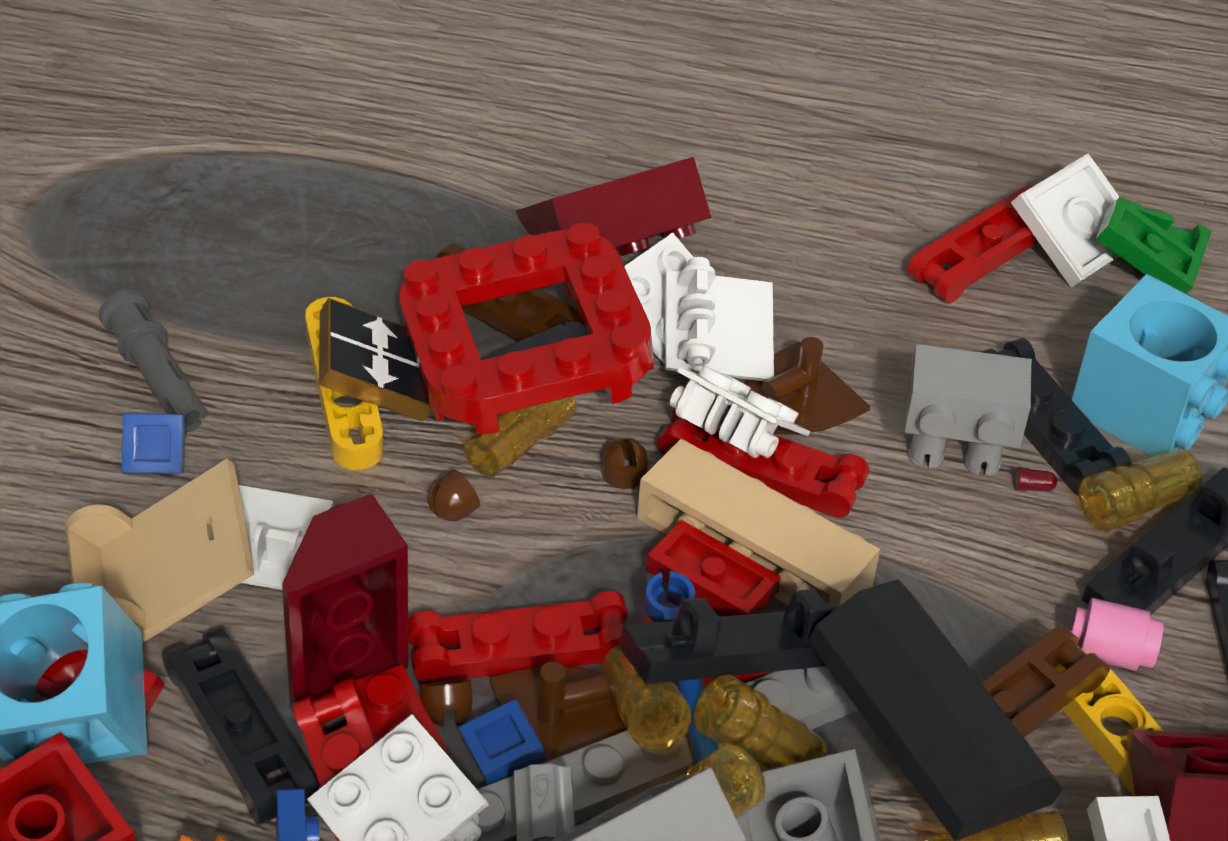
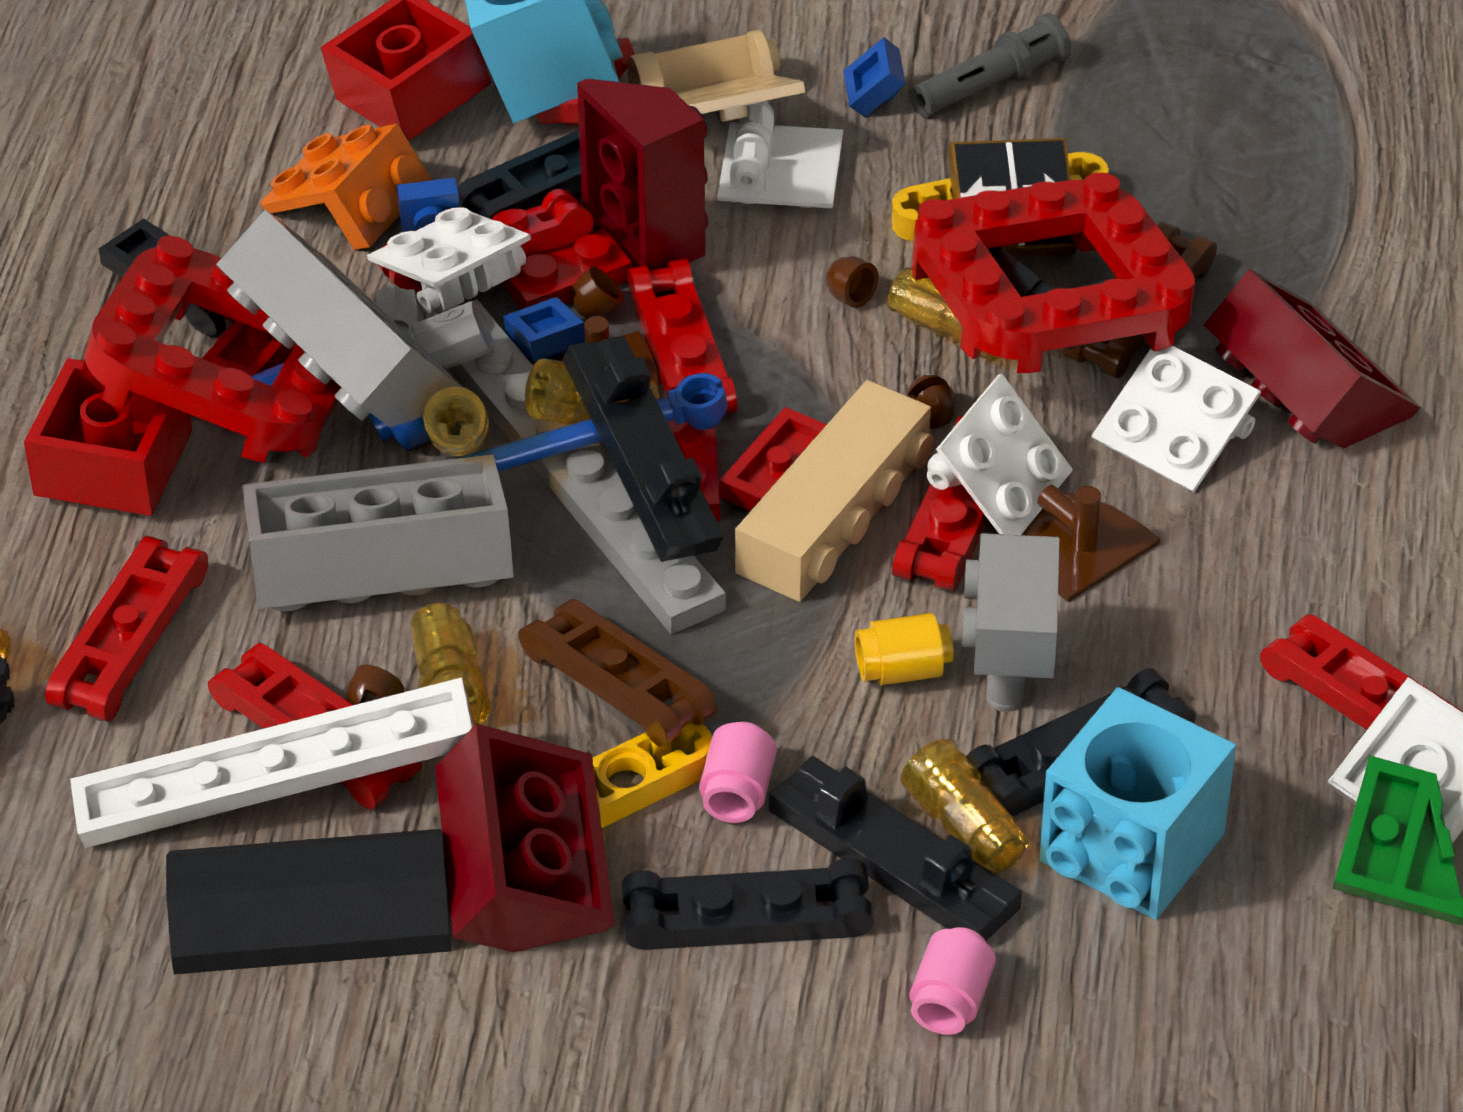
camera: 90 degrees right, 0 degrees up
(718, 323) = (1136, 444): white hinge -> none
(744, 718) = (553, 475): clear yellow axle -> none
(932, 711) = (574, 579): black piece -> none
(961, 507) = (903, 649): none -> yellow brick
(1034, 480) = (975, 725): dark red piece -> none

